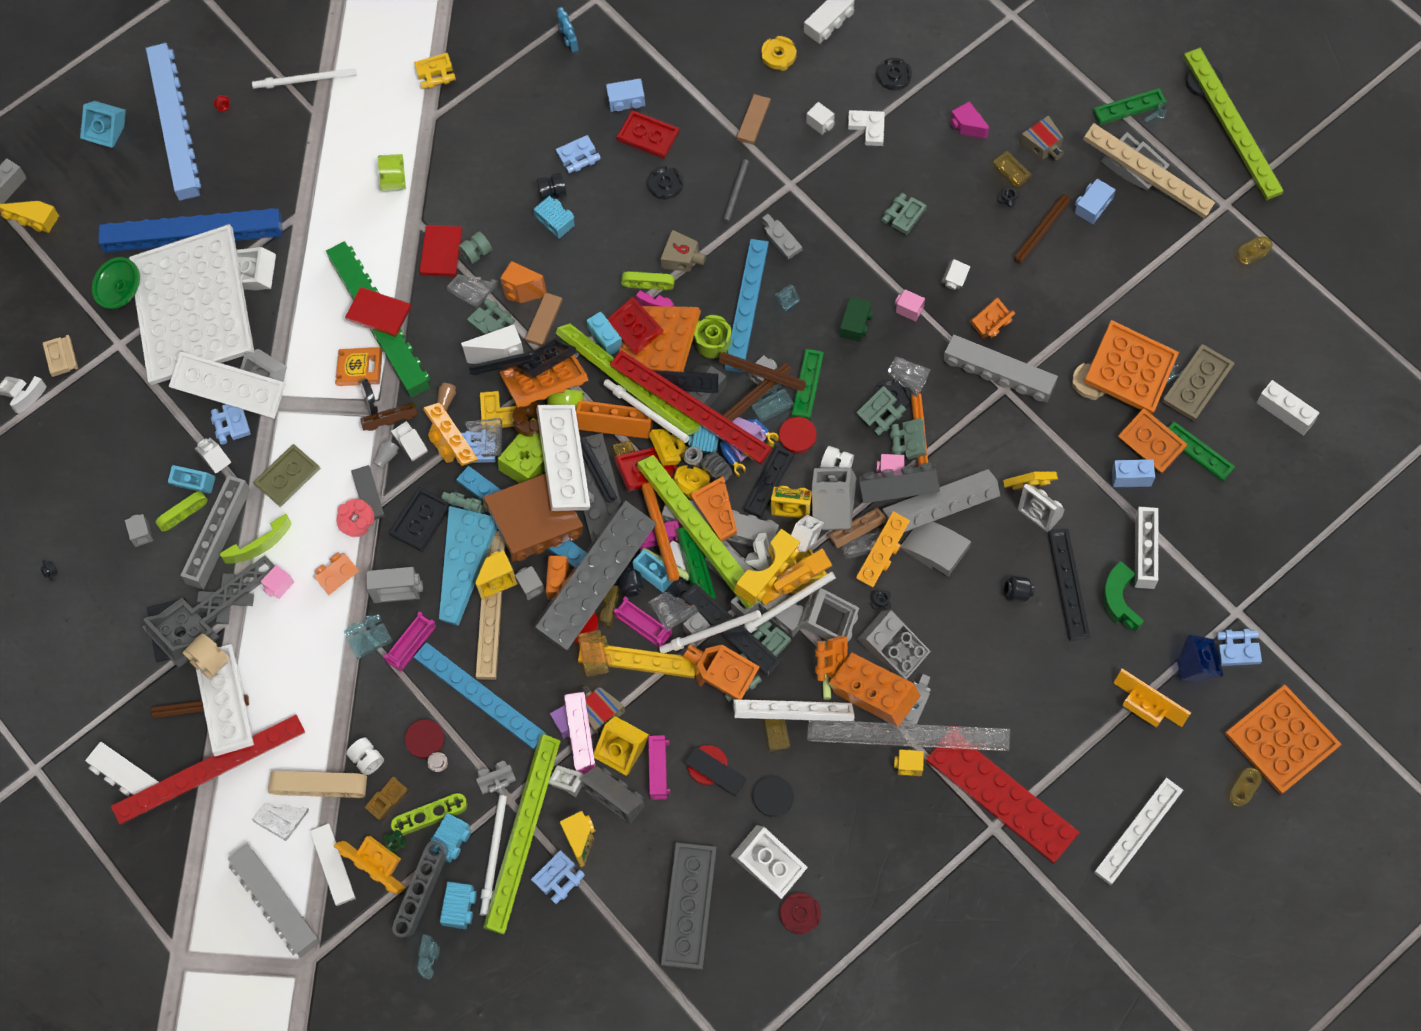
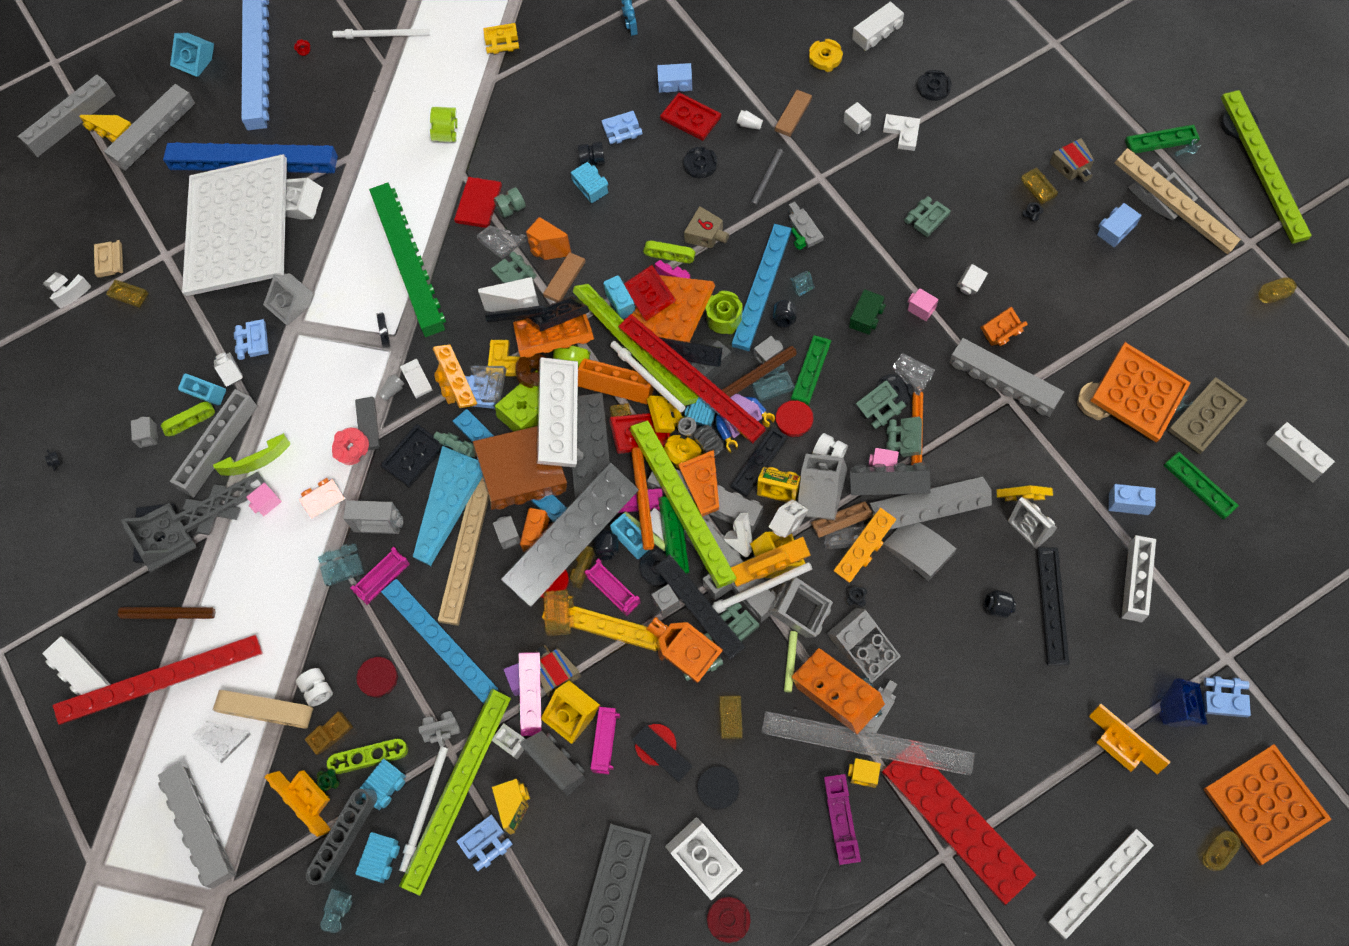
camera: 10 degrees right, 0 degrees up
(74, 209) = (149, 127): none -> light grey brick
(88, 389) = (127, 293): none -> clear yellow plate
(116, 283) = (171, 197): green dish -> none
(206, 656) = (176, 564): tan brick -> none
(225, 707) = (186, 611): white plate -> none
(227, 385) = (252, 303): white plate -> none
(286, 475) = (294, 396): olive tile -> none
(332, 865) = (262, 795): white tile -> none
(354, 366) = (377, 299): orange container -> none
(378, 312) = (406, 251): red tile -> none
(389, 416) = (400, 352): reddish brown plate -> none
(437, 761) = (385, 702): tile -> none
(446, 394) = (458, 338): medium nougat cone -> none
(495, 575) = (471, 521): yellow slope -> none
(597, 471) = (590, 429): black axle -> none
(672, 610) = (642, 579): clear wing -> none
(679, 643) = (645, 614): white bar -> none
(709, 132) = (749, 120): none -> white cone
(754, 583) = (727, 564): yellow arch -> none
(762, 371) = (767, 351): reddish brown axle -> none
(773, 330) = (784, 313): none -> black head
(779, 253) = (800, 242): none -> green hand
(793, 710) = (751, 700): white tile -> none
(836, 655) = (802, 647): orange plate -> none
(893, 807) = (841, 819): none -> magenta slope
(969, 121) = (1002, 136): dark pink slope -> none
(1042, 228) = (1062, 246): reddish brown axle -> none
(1113, 599) = (1098, 627): green arch -> none
(1152, 440) = (1155, 468): orange plate -> none

